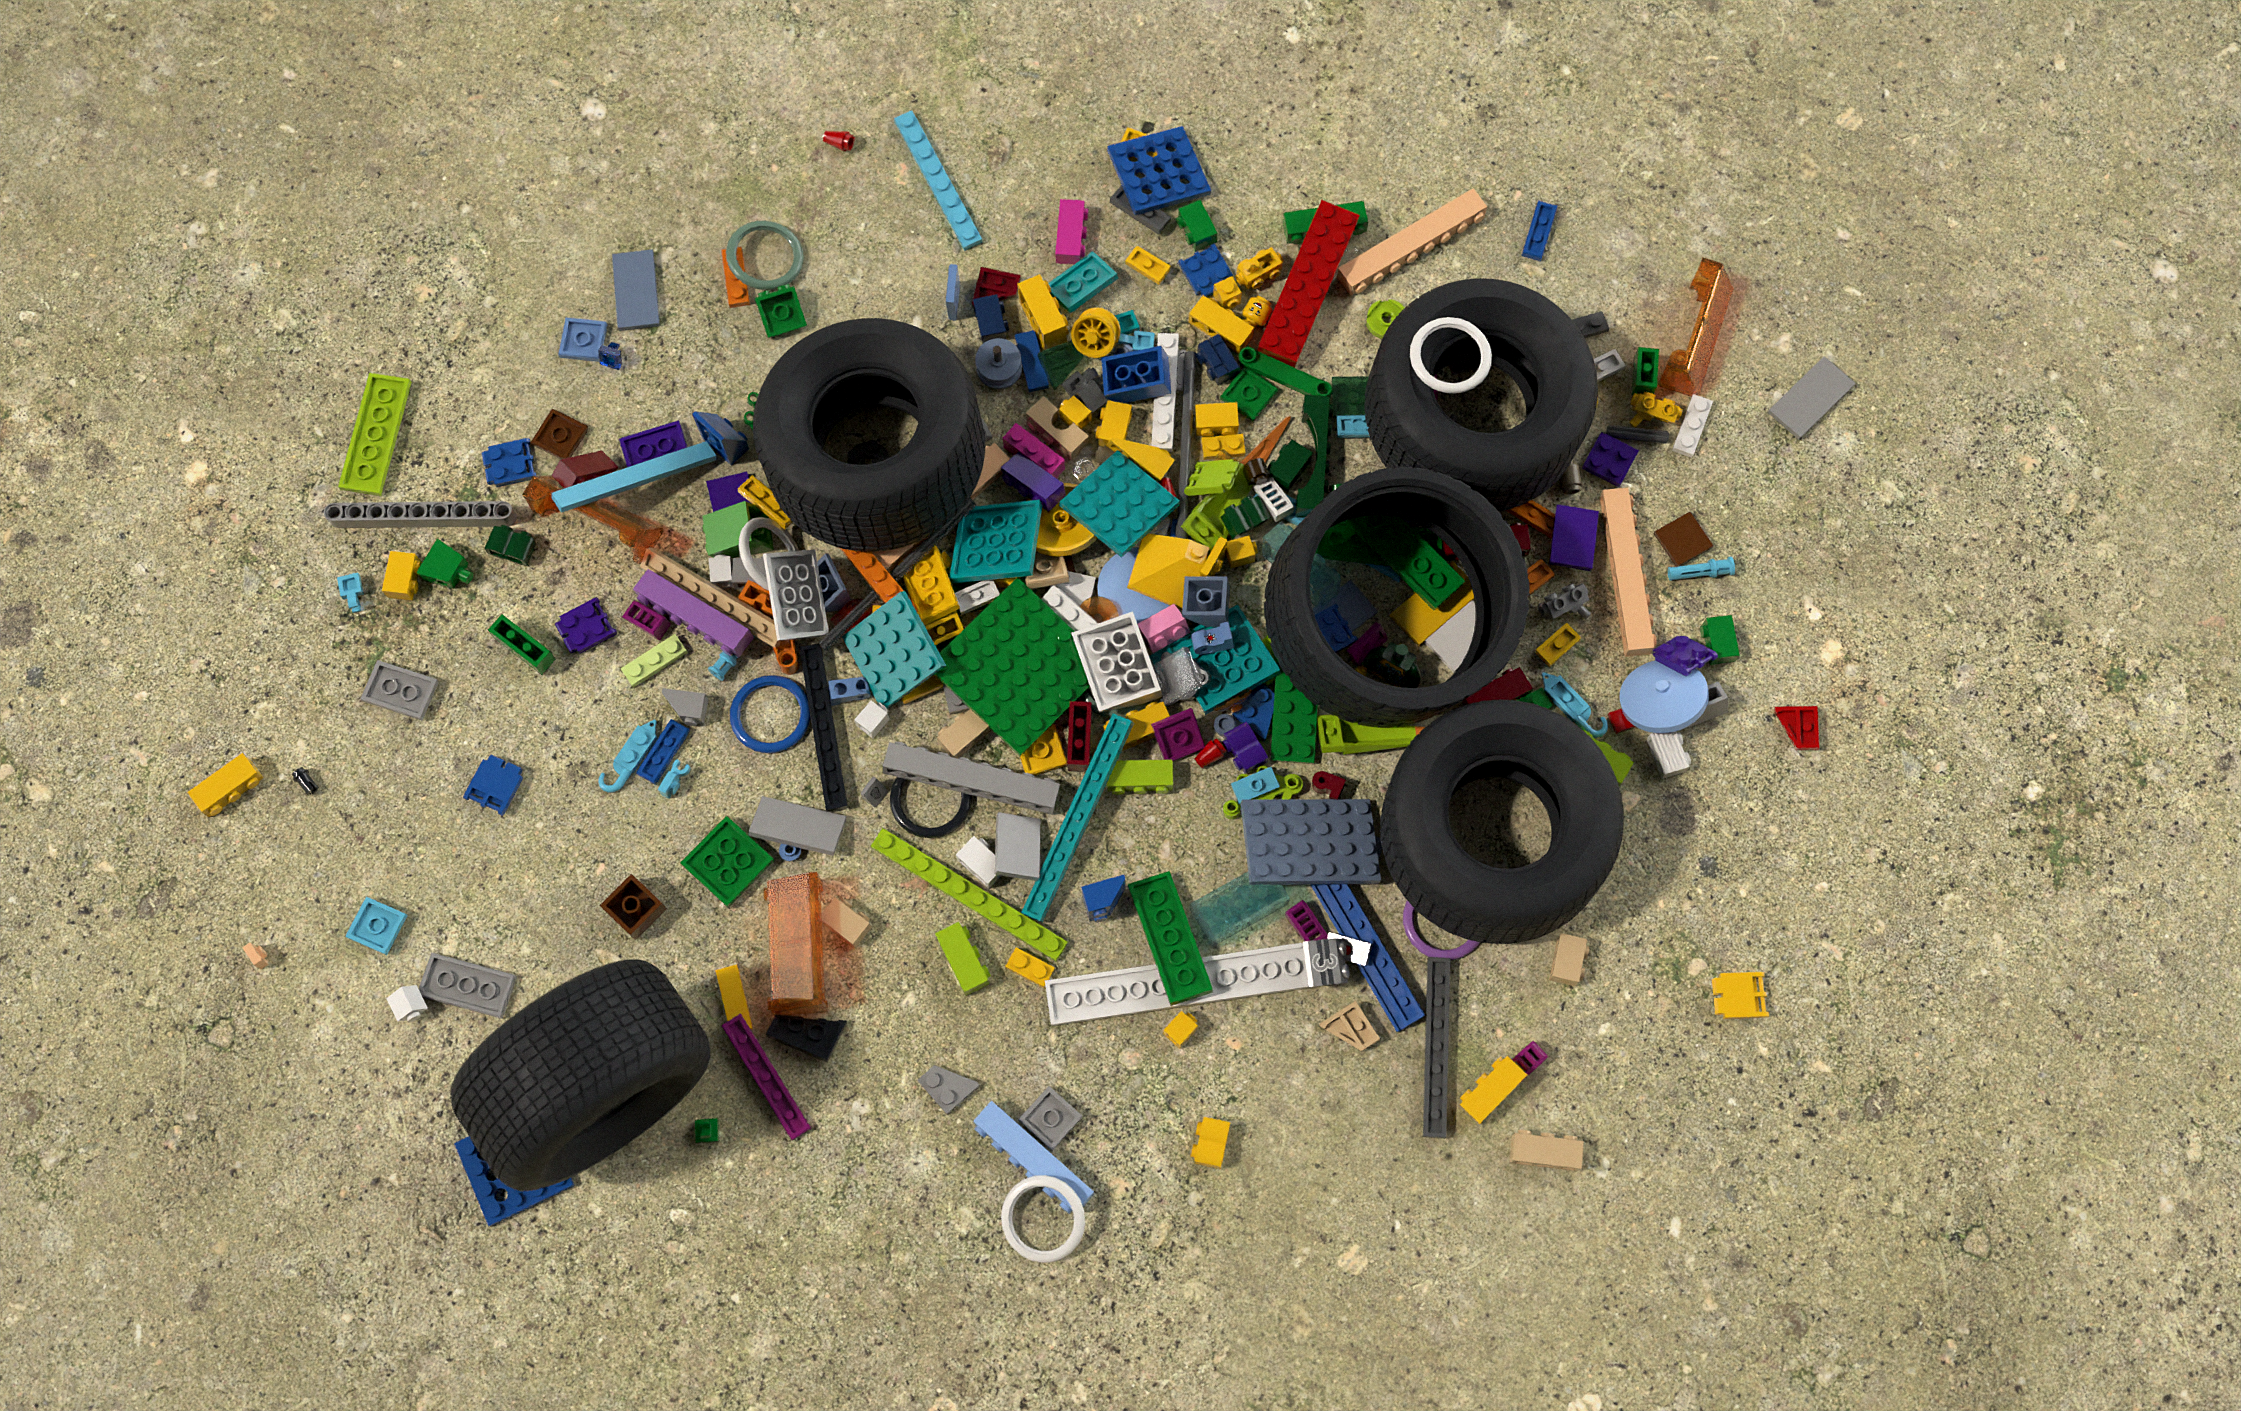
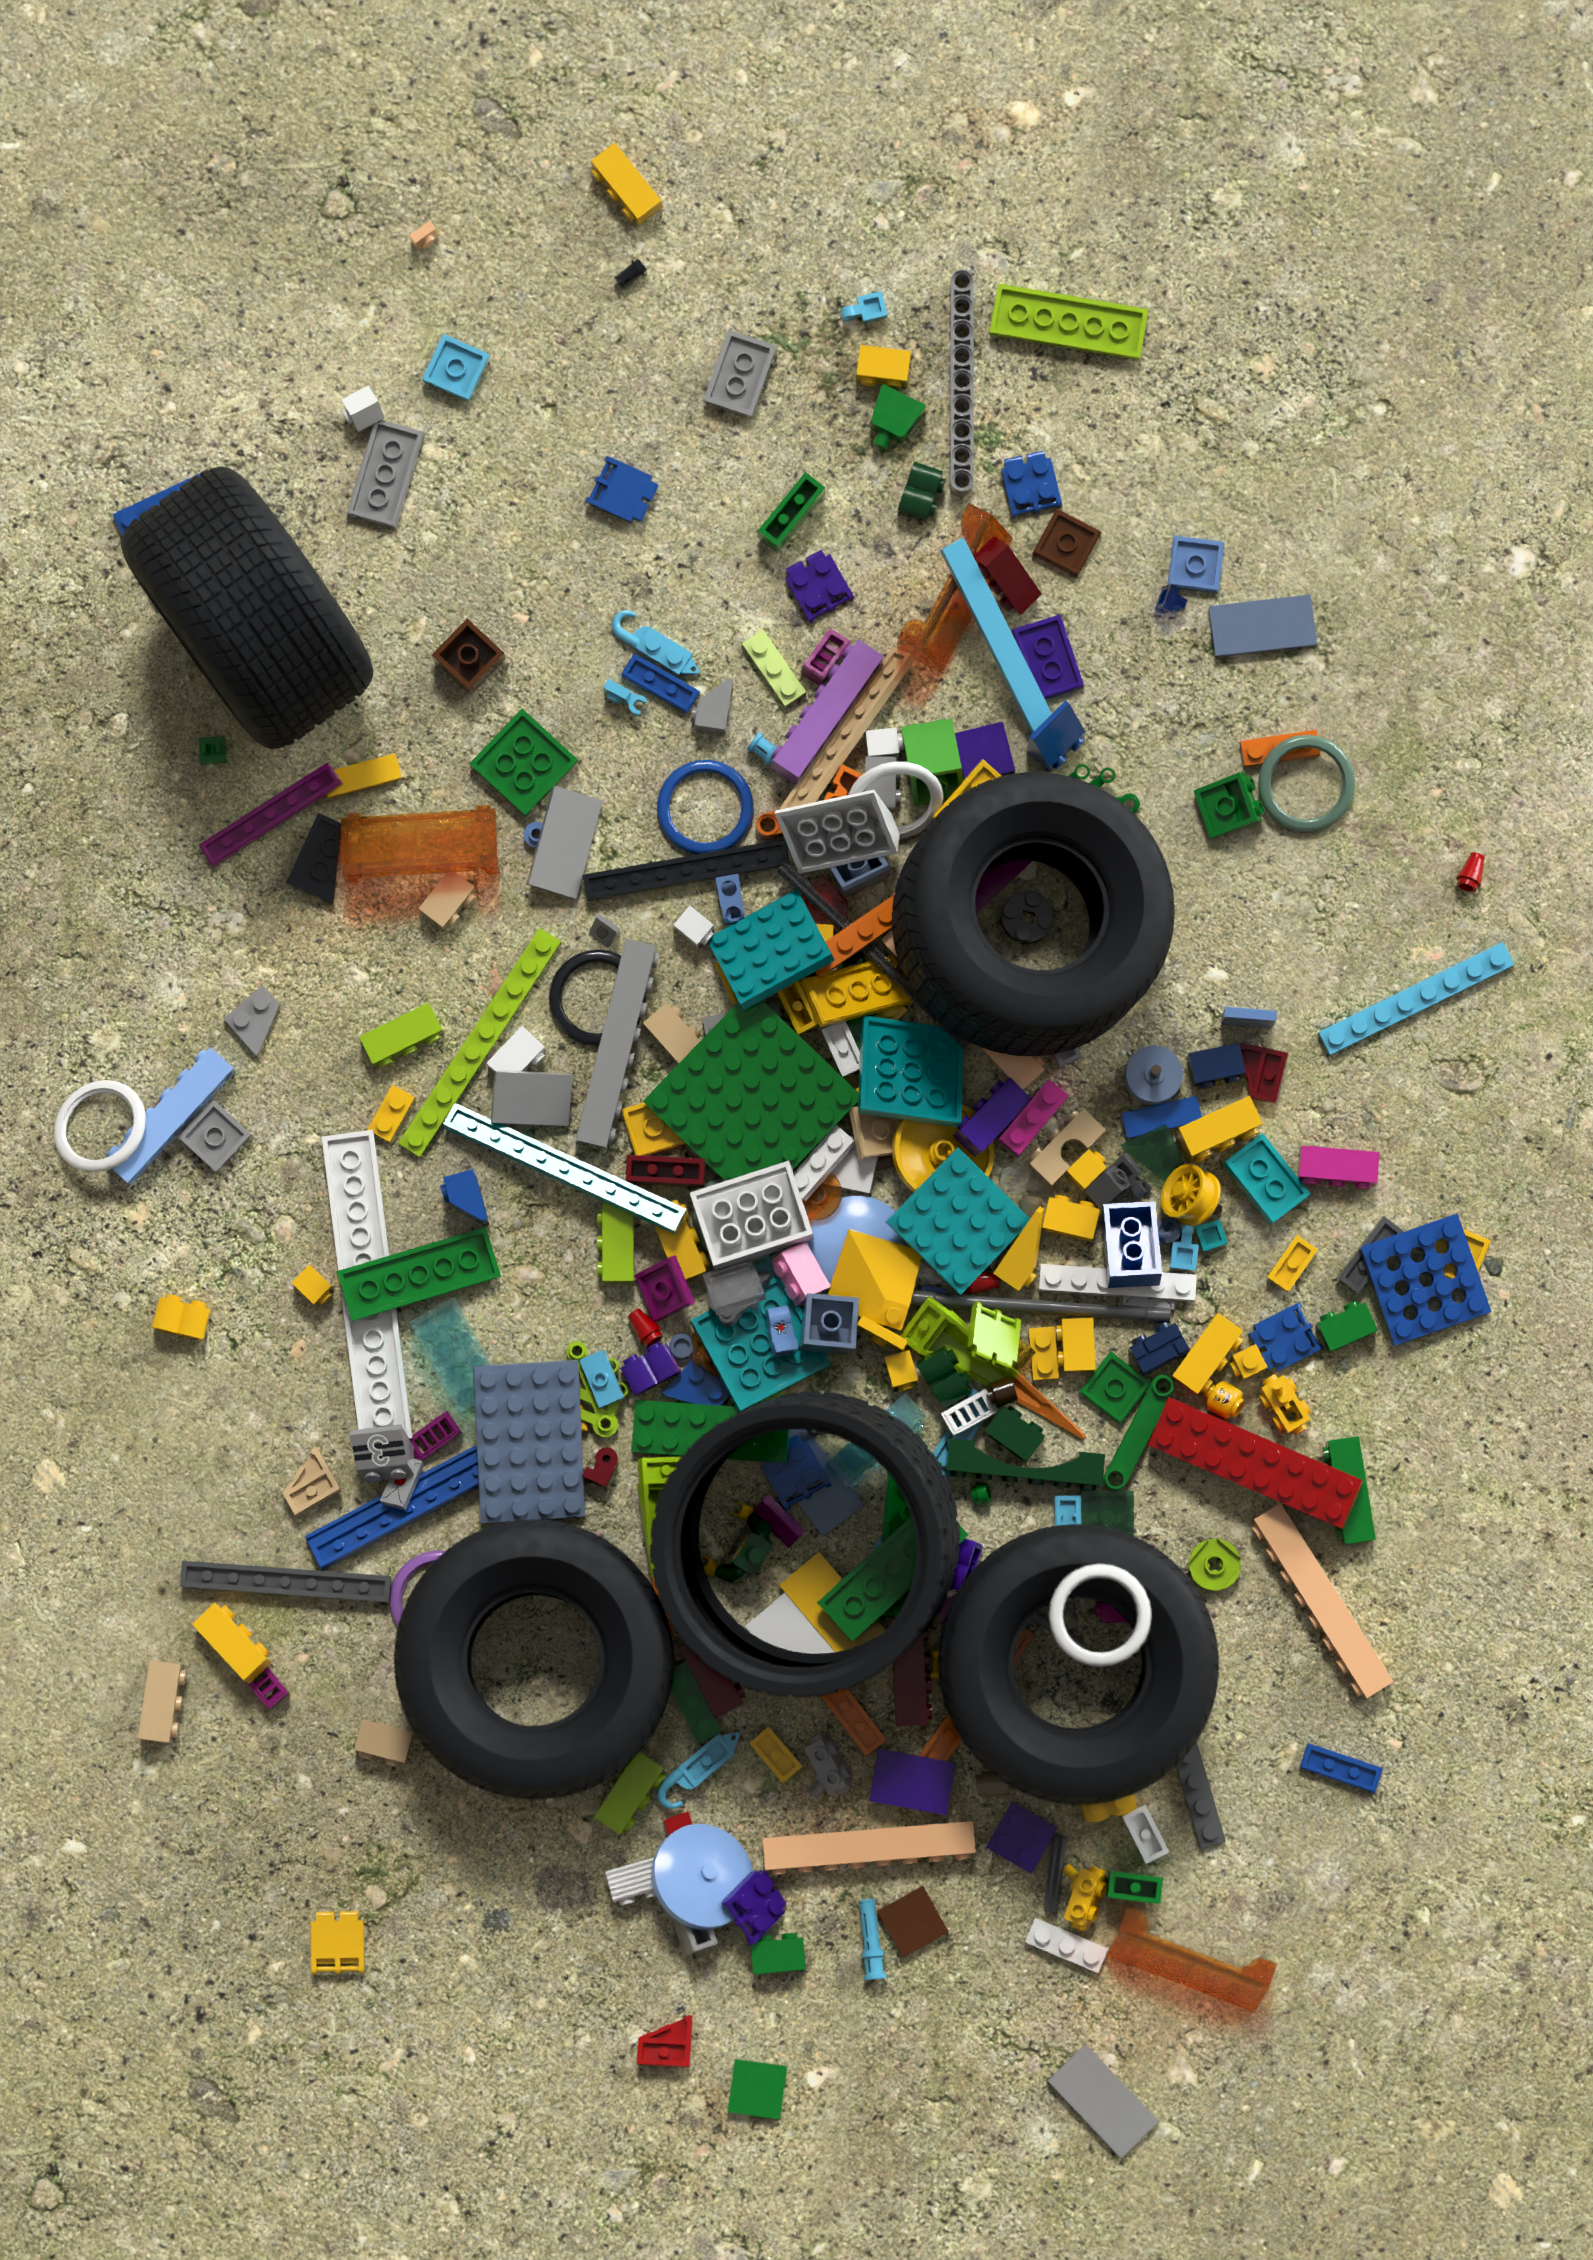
camera: 90 degrees right, 10 degrees up
(1828, 656) = (757, 2089): none -> green tile

